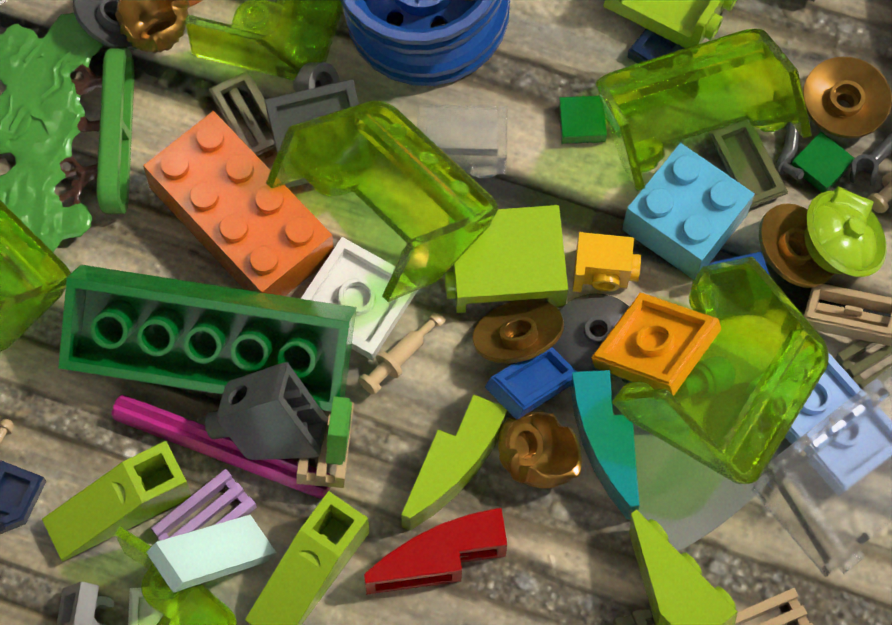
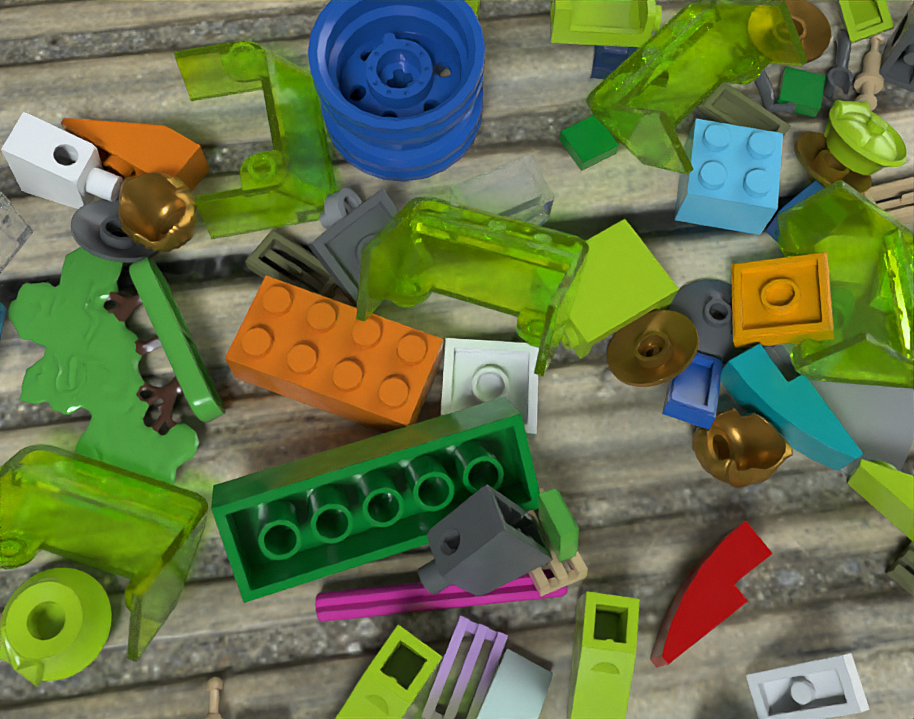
camera: 30 degrees left, 0 degrees up
(390, 362) = (554, 433): tan piece -> none
(454, 461) = (667, 496): lime slope -> none
(605, 262) = (688, 249): yellow brick -> none

